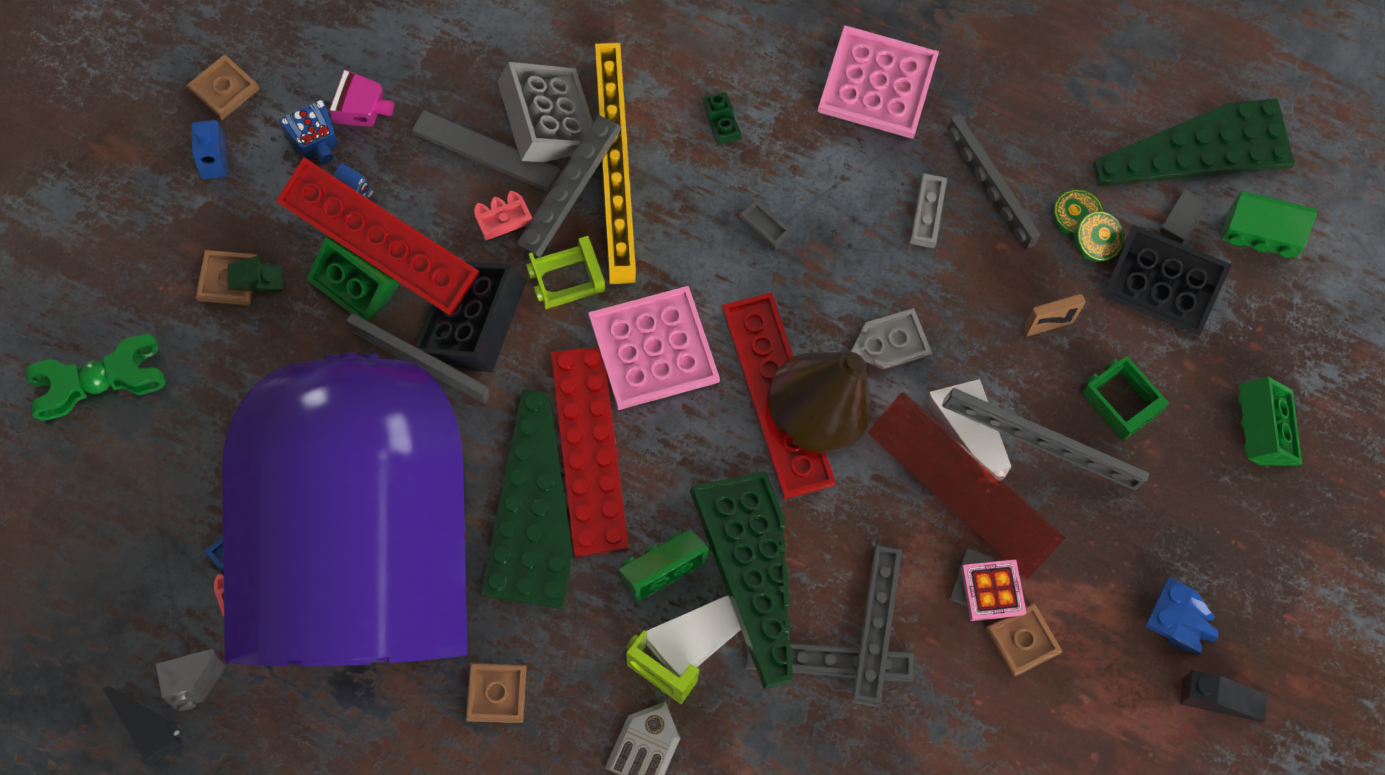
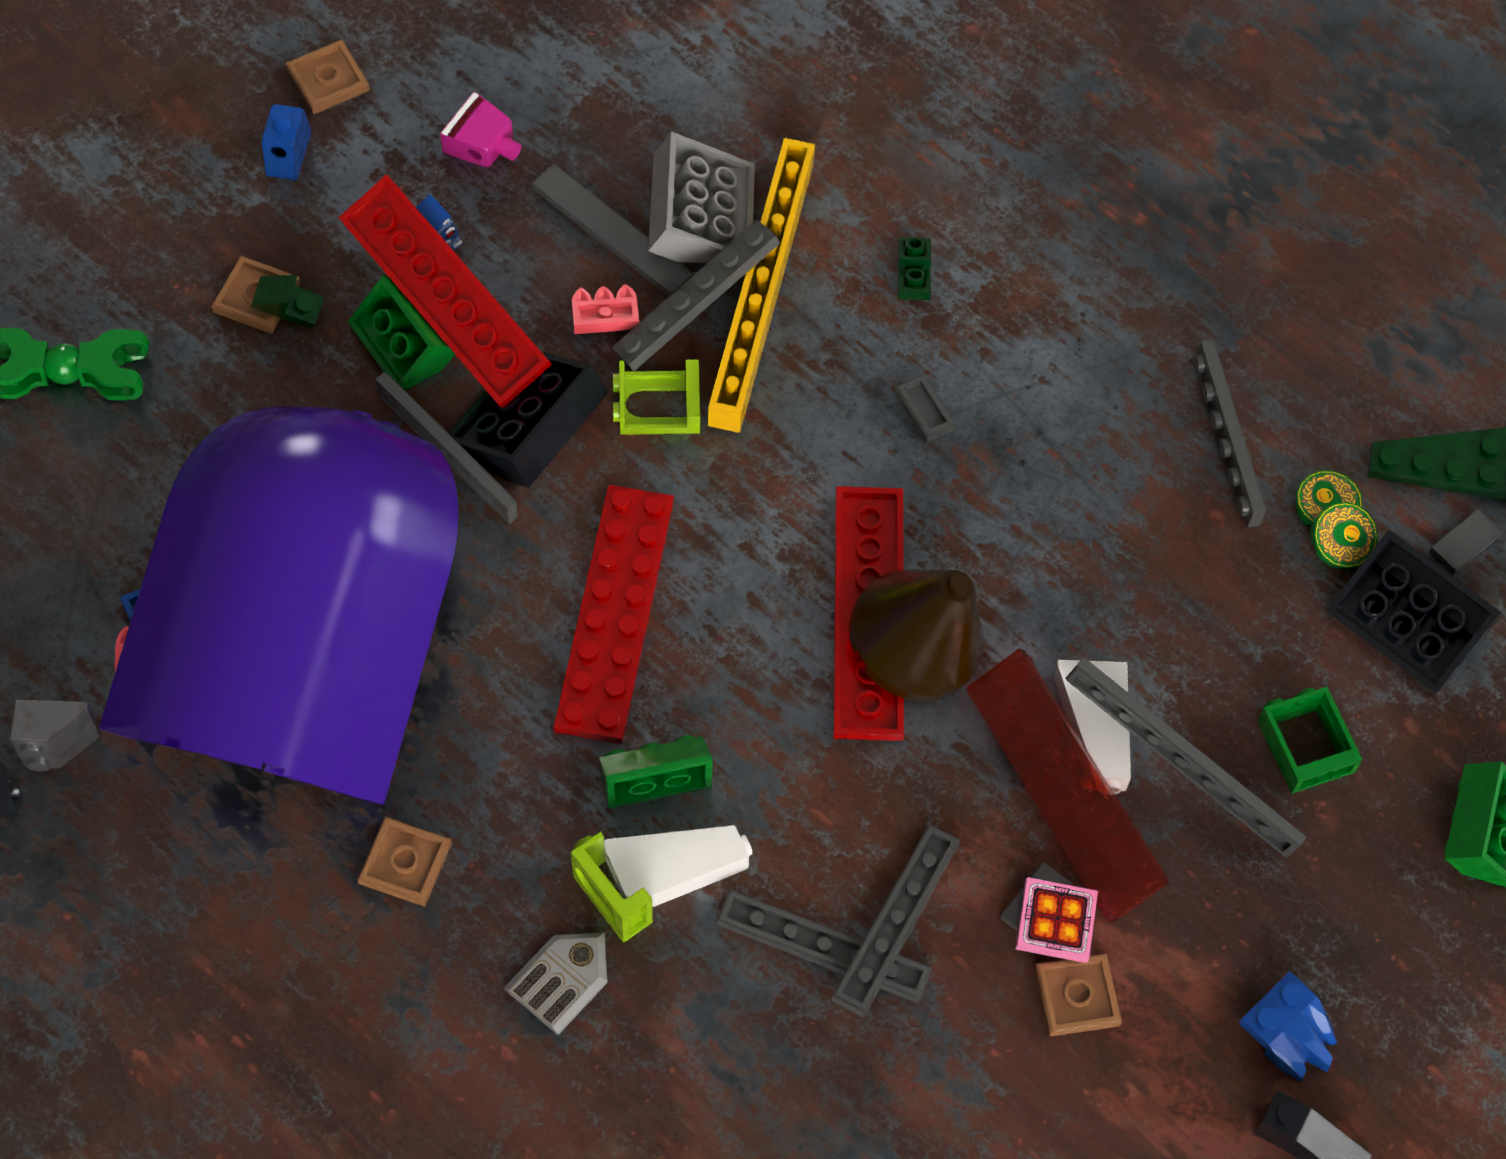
camera: 20 degrees right, 5 degrees down
(311, 132) = (411, 153): torso -> none
(531, 533) = (514, 683): dark green wing -> none
(653, 347) = (735, 514): bright pink plate -> none
(749, 549) = (767, 776): dark green wing -> none
(878, 82) = (1125, 276): bright pink plate -> none
(892, 340) = (1035, 588): light grey tile -> none
(928, 210) = (1136, 447): light grey tile -> none
(1053, 315) = (1249, 612): medium nougat tile -> none

